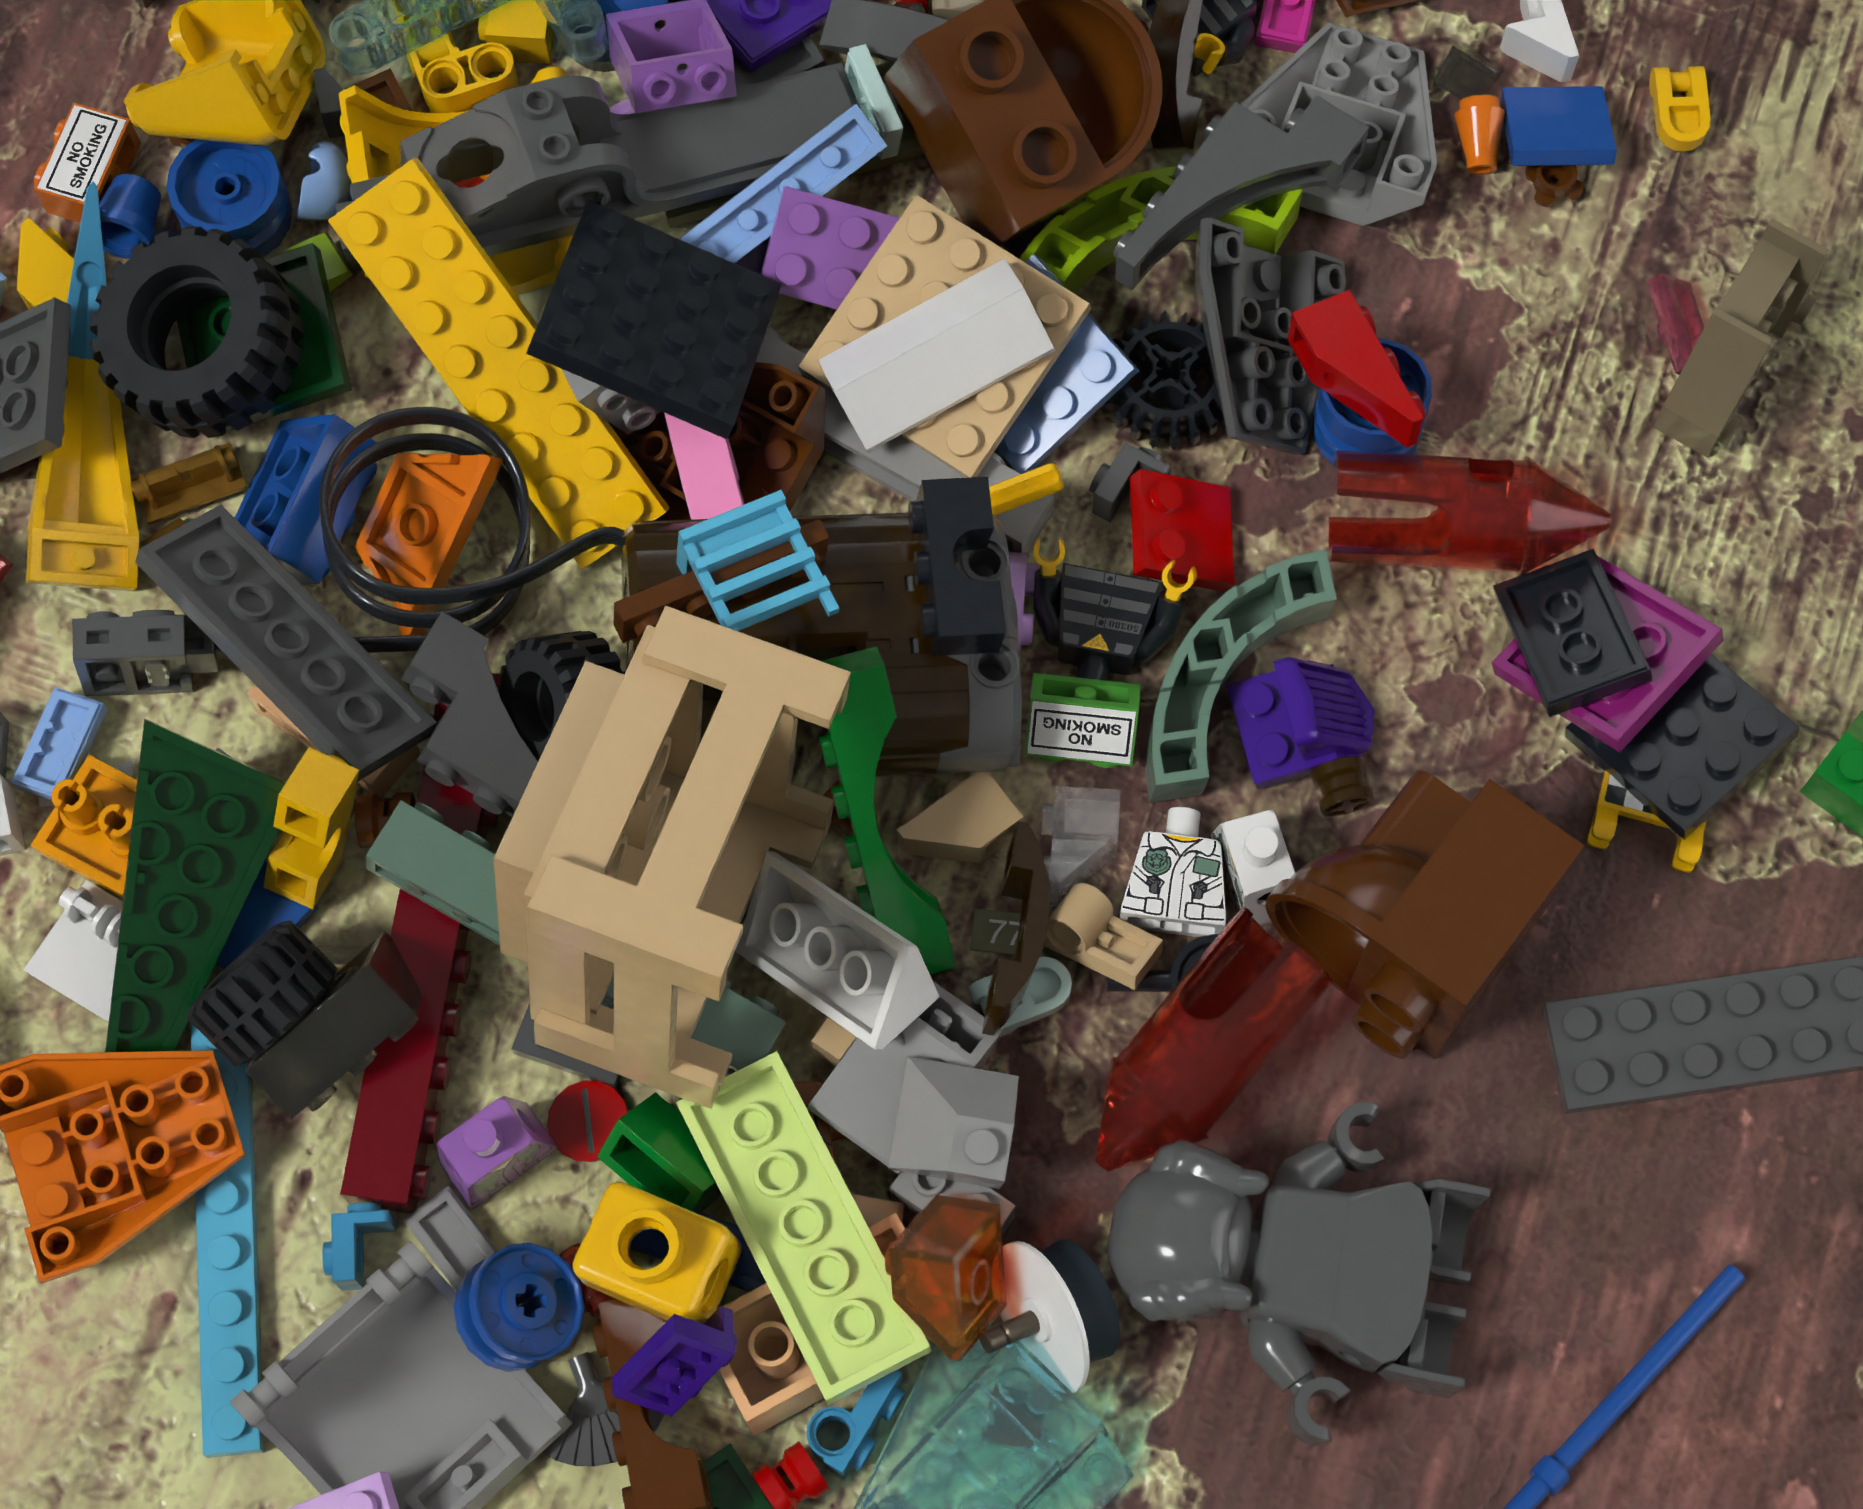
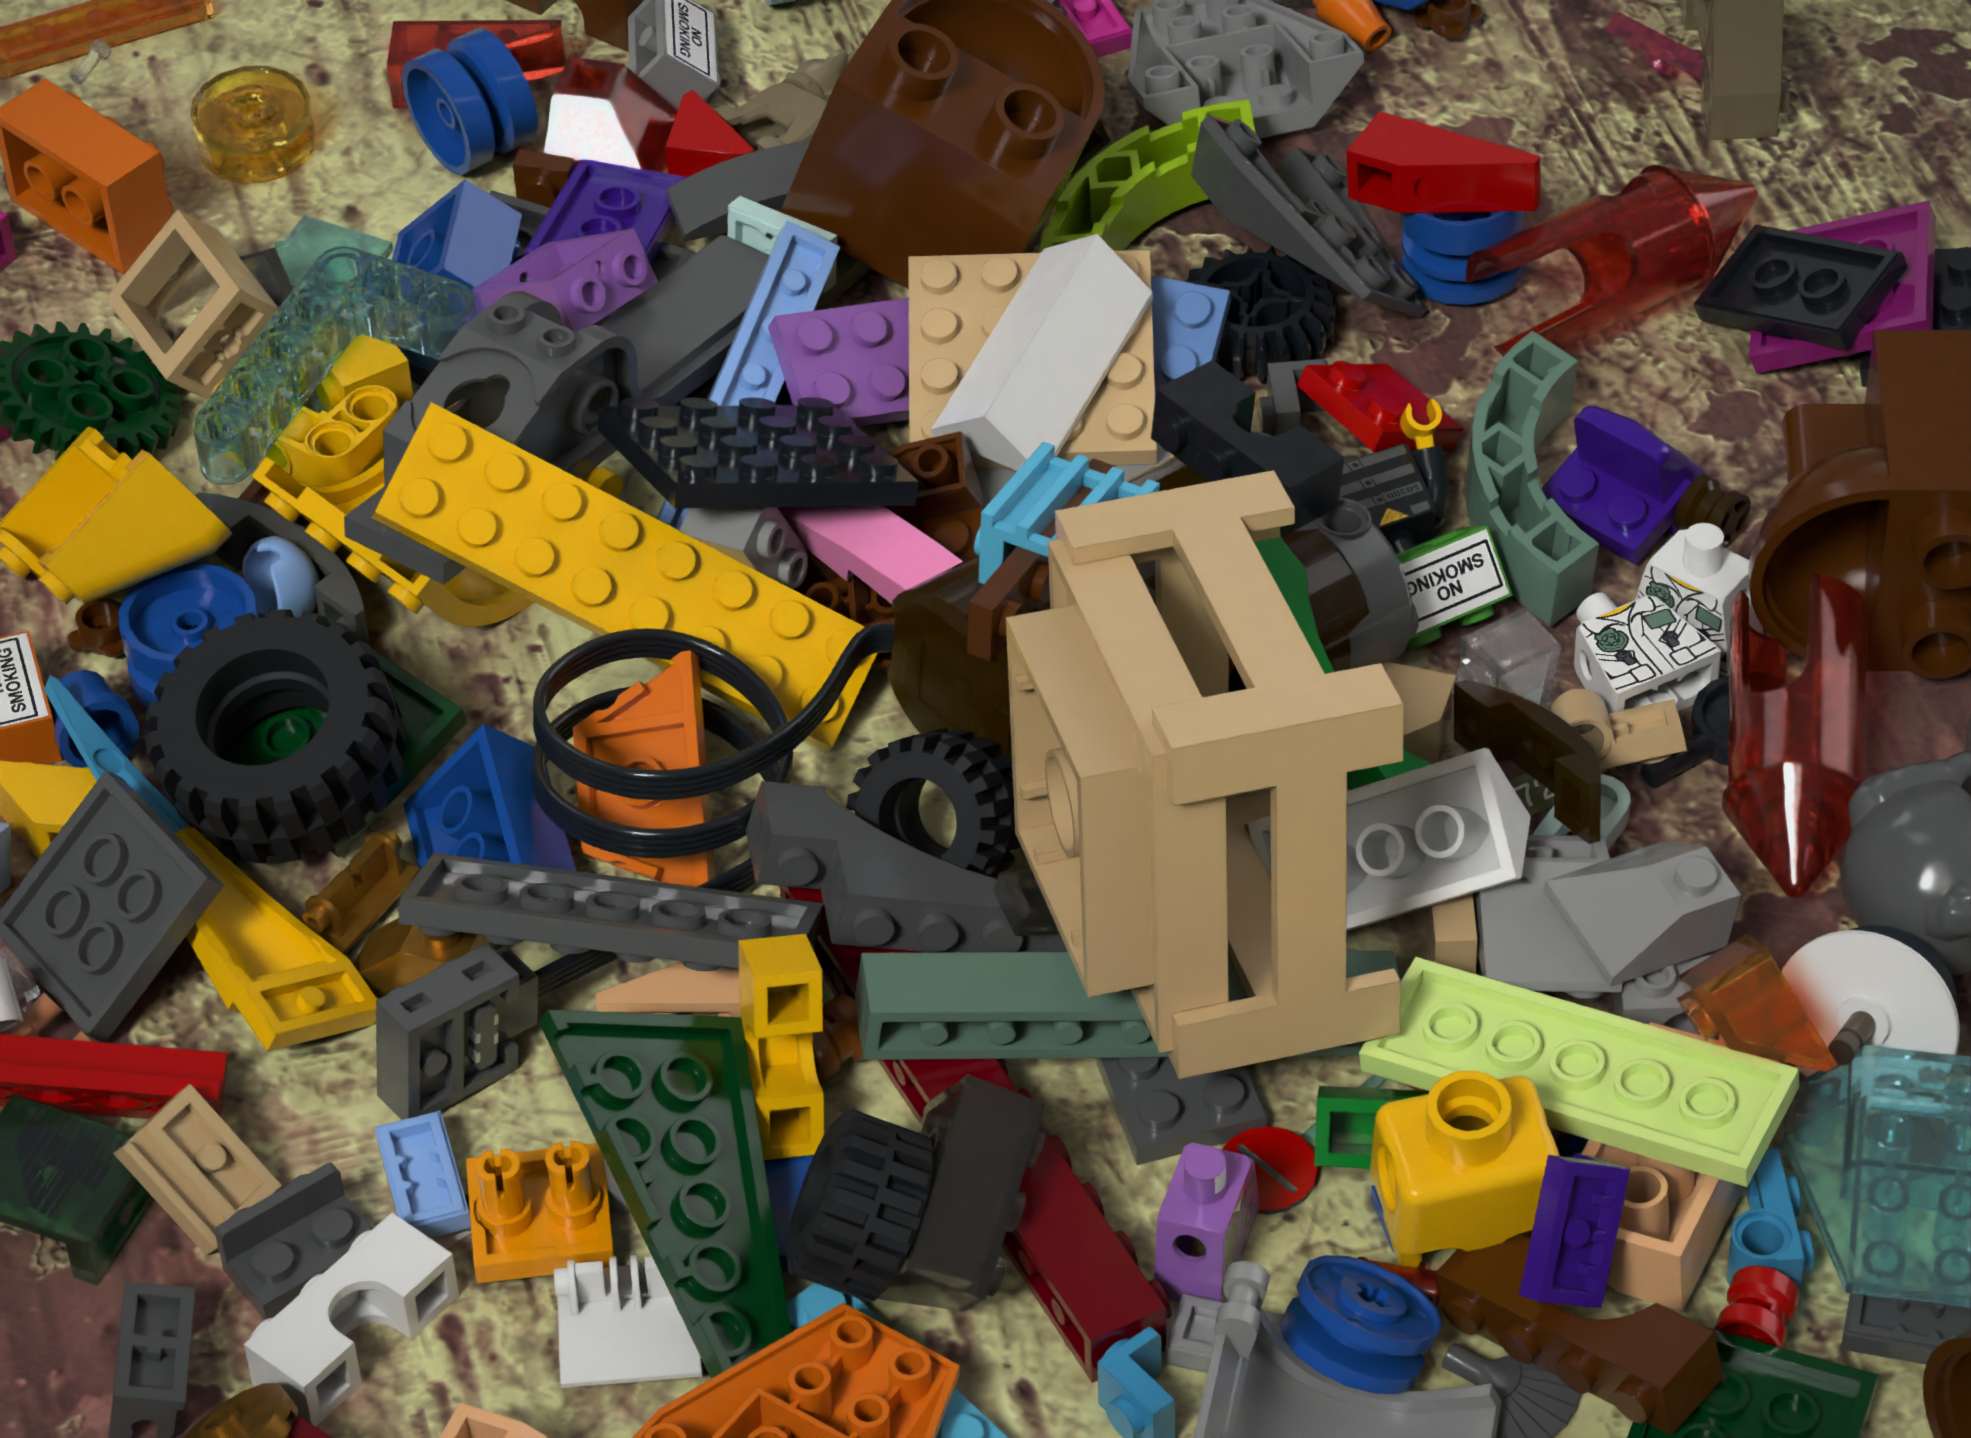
camera: 35 degrees left, 25 degrees down
(1238, 165) = (1181, 88): dark grey arch -> none

